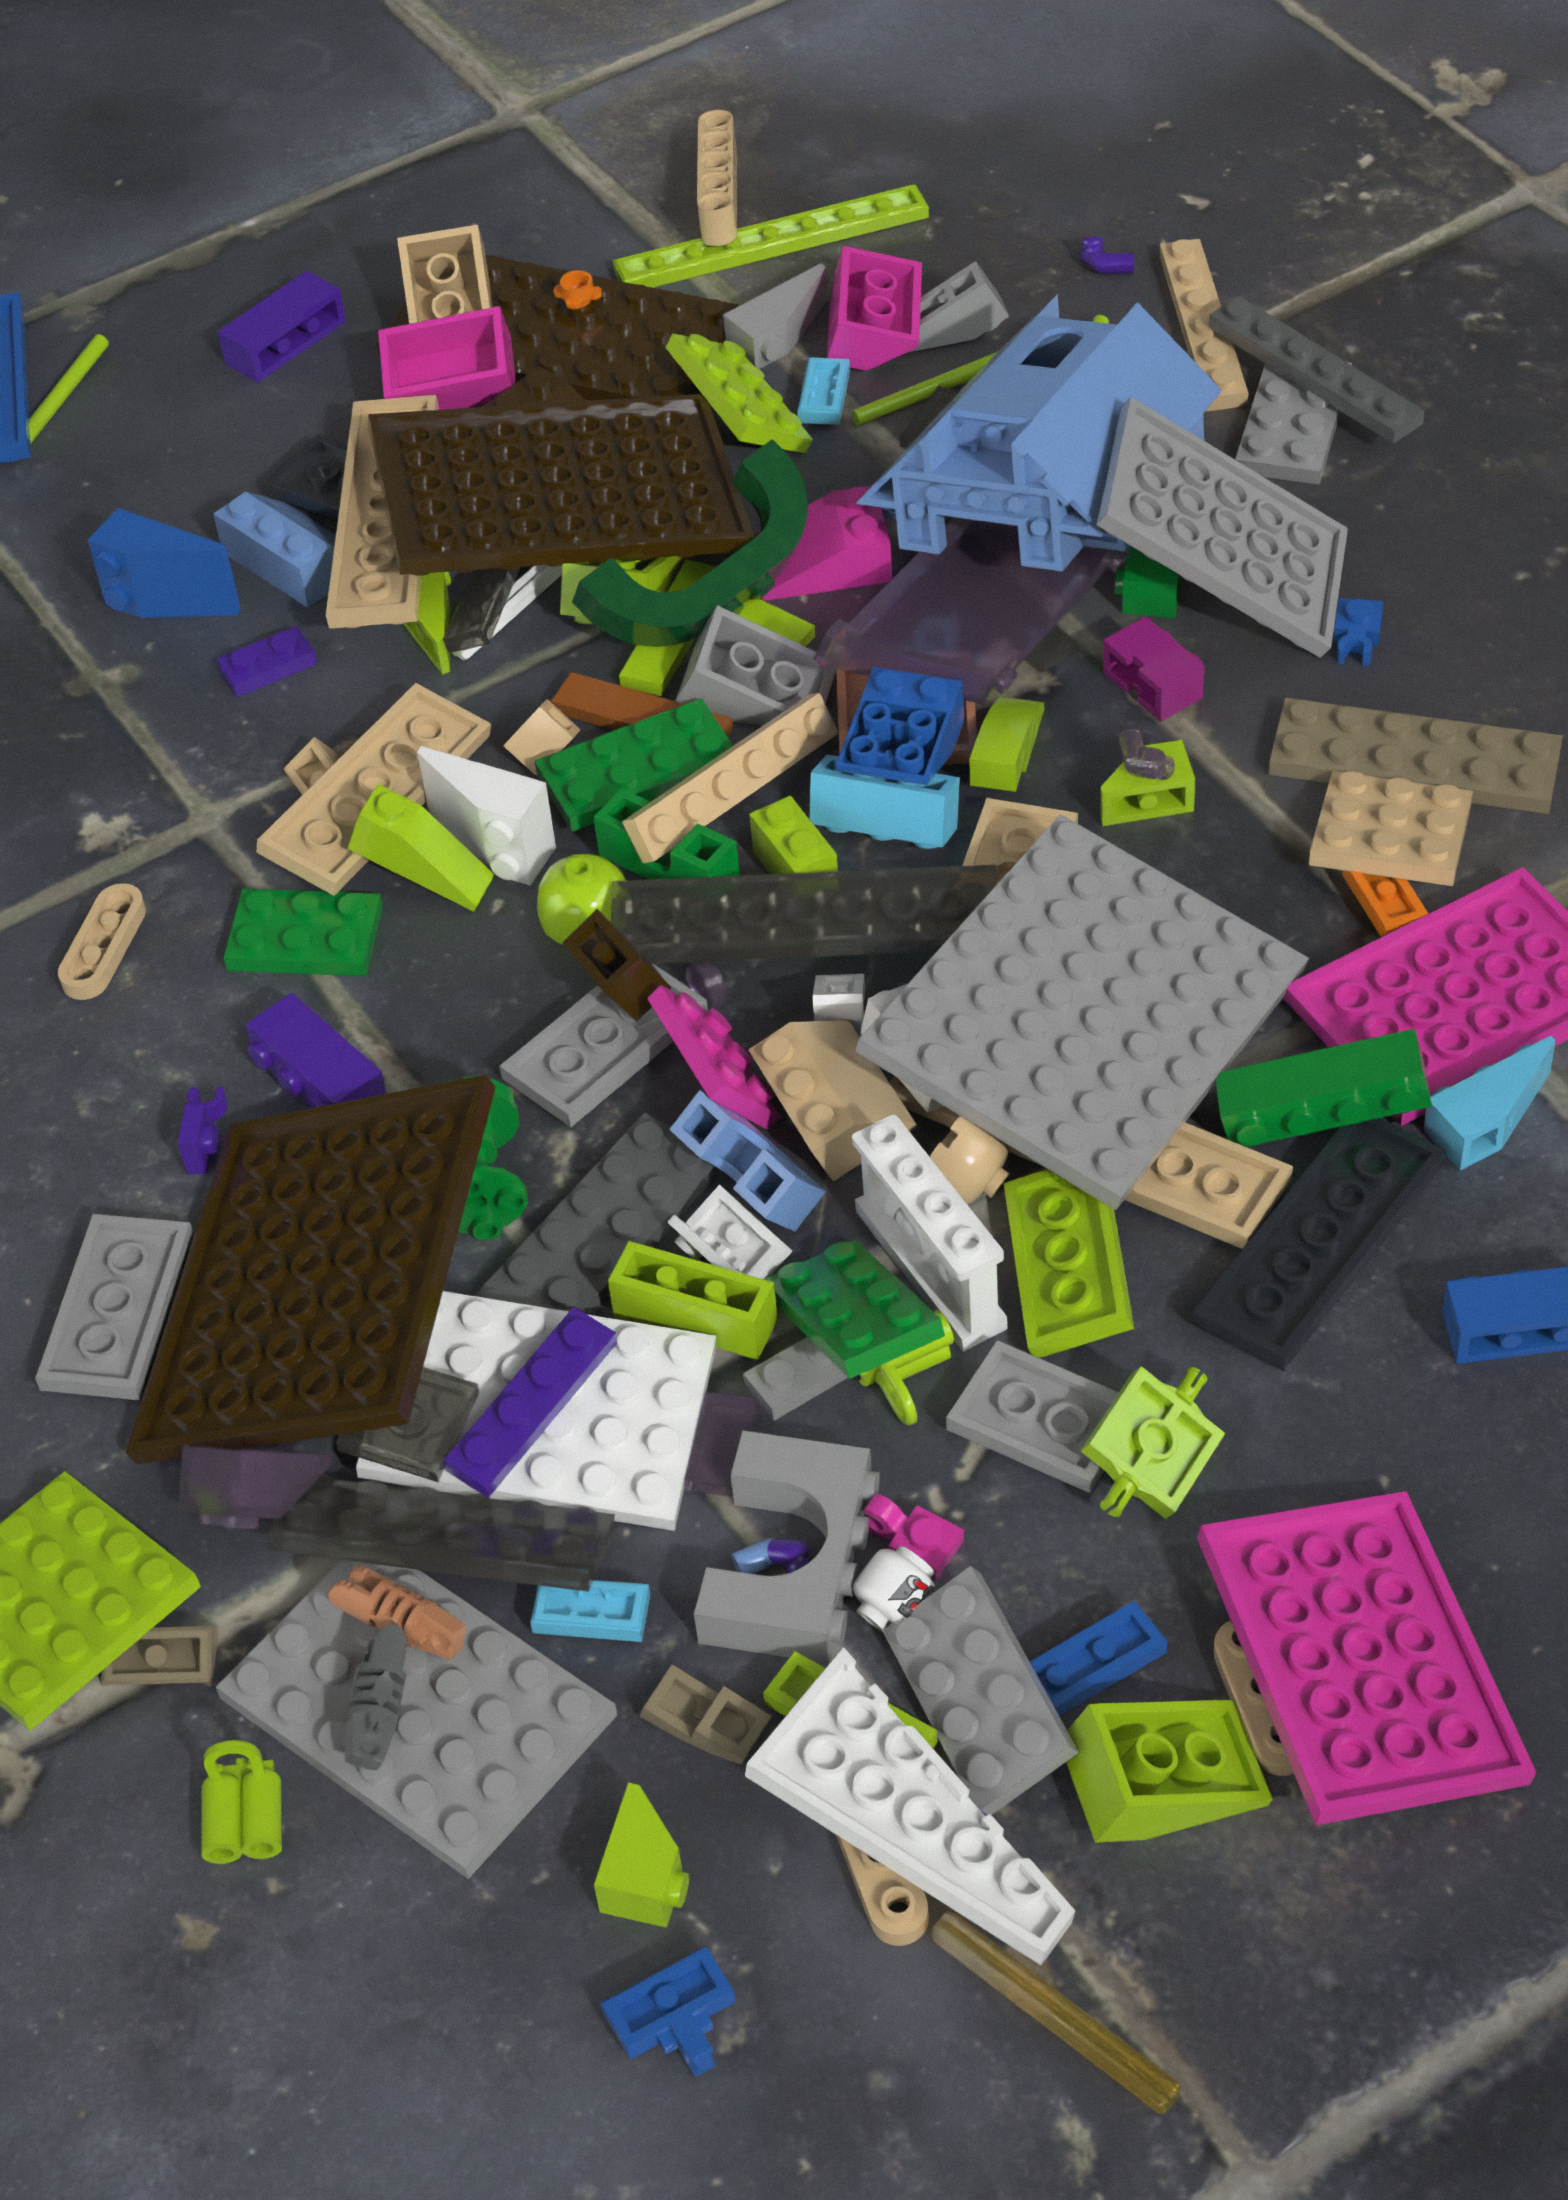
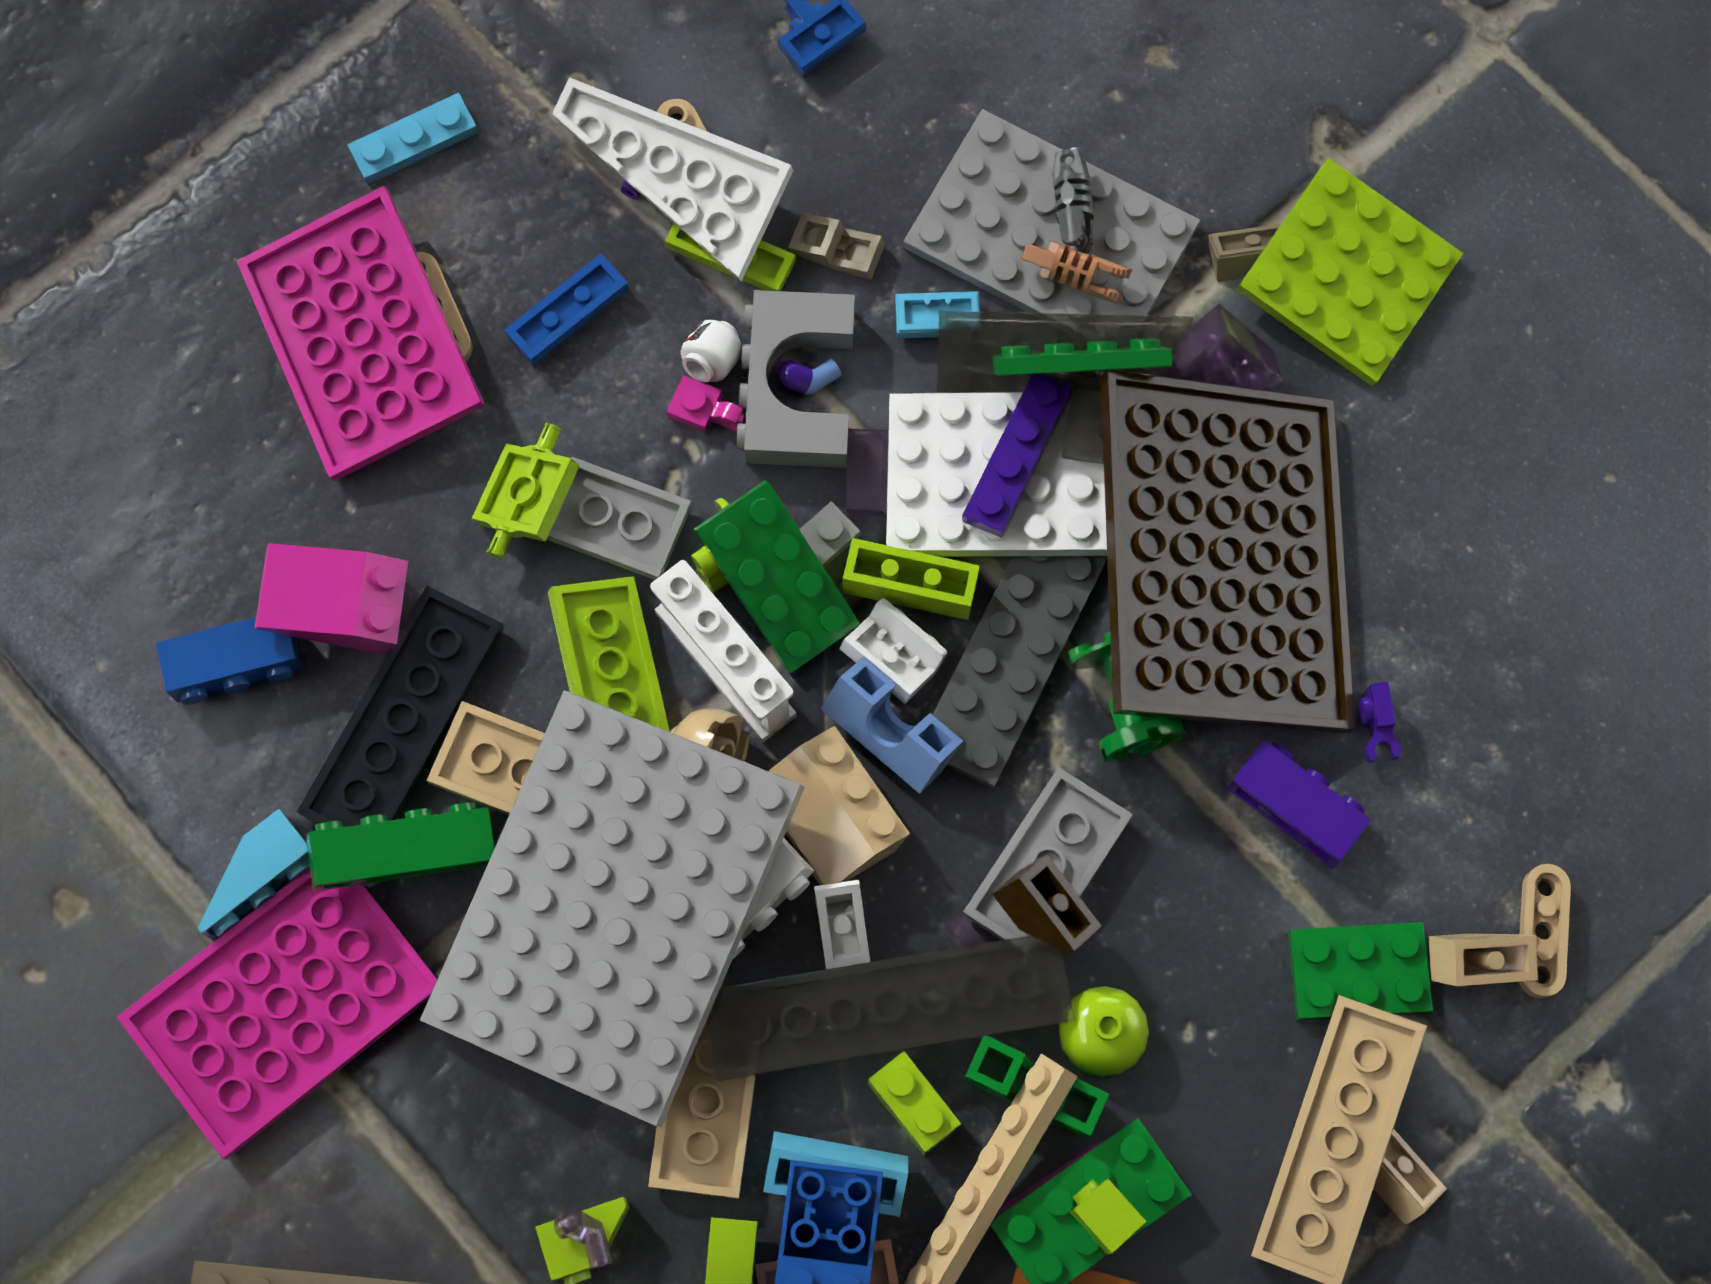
camera: 165 degrees right, 25 degrees up
(115, 1307) = (1390, 537): light grey plate -> none
(179, 910) = (1483, 958): none -> tan slope
(240, 1805) = (1152, 132): lime piece -> none
(418, 847) = (1271, 1050): lime slope -> none
(426, 1463) = (1098, 356): none -> green plate
(491, 812) = (1211, 1099): white slope -> none
(541, 735) = (1195, 1244): tan panel -> none
(622, 726) = (1106, 1215): none -> lime brick
(641, 1865) = (857, 121): lime slope -> none
(714, 1057) = (943, 830): dark pink plate -> none
(980, 1692) = (636, 271): light grey plate -> none
(1057, 2013) = (549, 56): clear yellow axle -> none
(1162, 1767) = (500, 234): lime slope -> none
(1282, 1932) = (412, 138): none -> medium azure plate
(1385, 900) = (352, 1118): orange plate -> none
(1391, 828) = (346, 1203): tan plate -> none
(1396, 1337) = (332, 596): none -> dark pink slope

